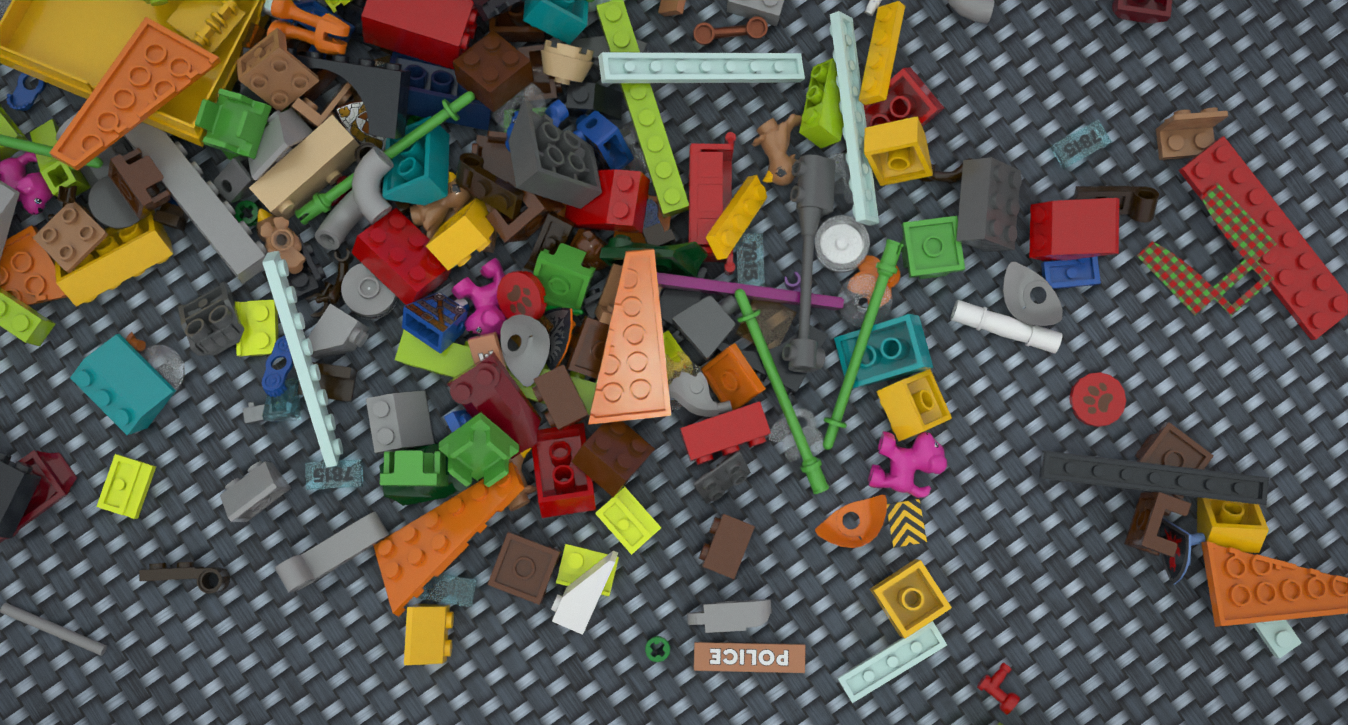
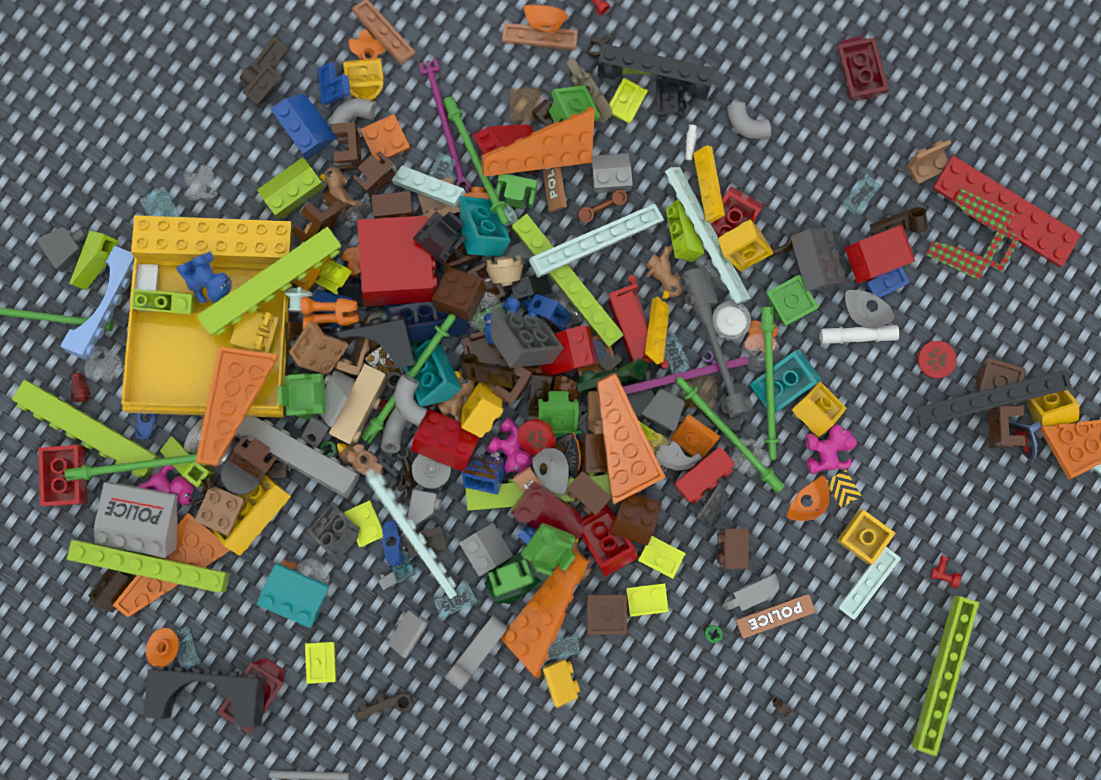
camera: 20 degrees left, 0 degrees up
(581, 596) = (651, 619): white slope -> none

